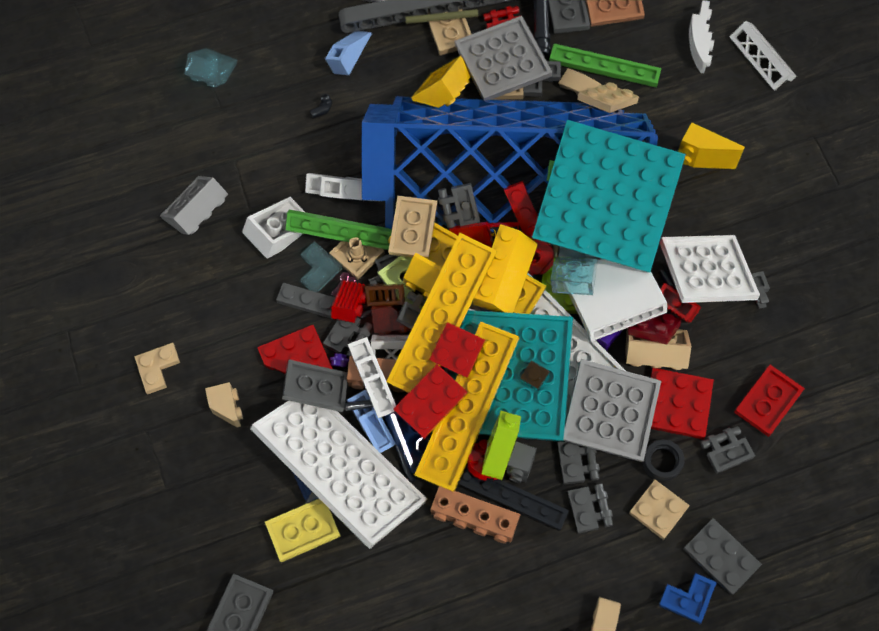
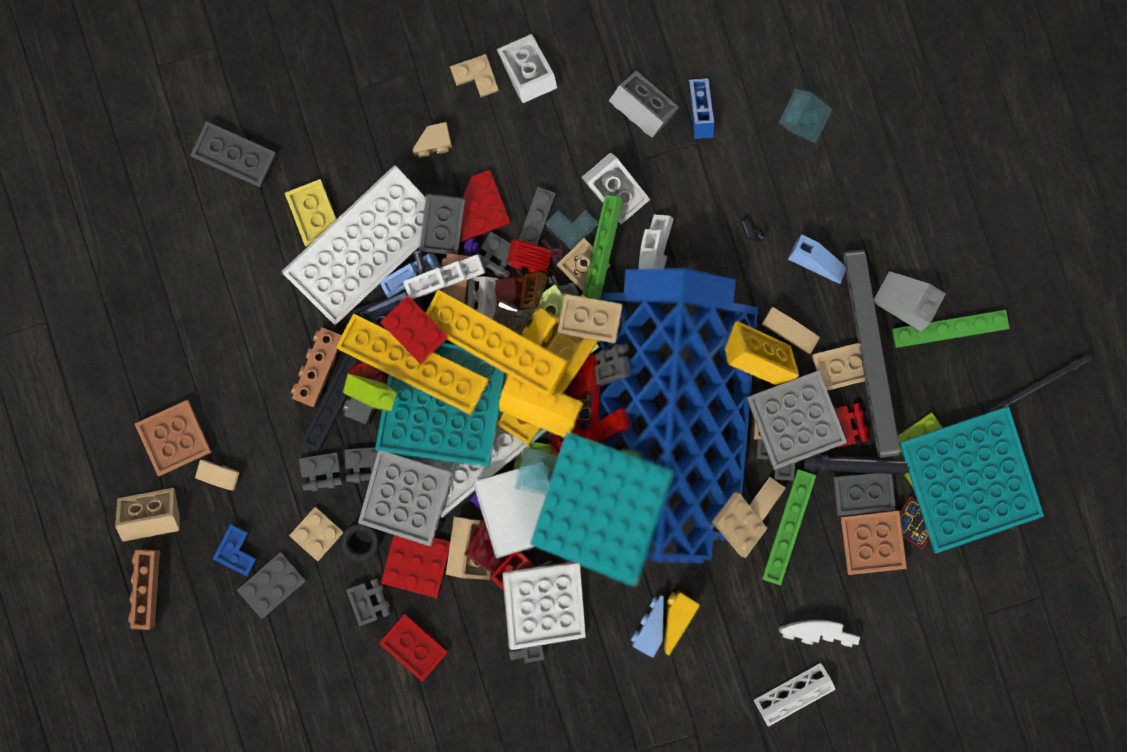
camera: 95 degrees right, 20 degrees up
(152, 313) = (527, 68): none -> white slope
(202, 152) = (701, 108): none -> blue slope
(416, 71) = (790, 330): none -> tan slope
(441, 16) = (854, 358): olive bar -> none
(457, 350) = (459, 356): red plate -> none
(534, 375) = (435, 427): dark brown plate -> none
(719, 175) = (651, 632): none -> light blue slope

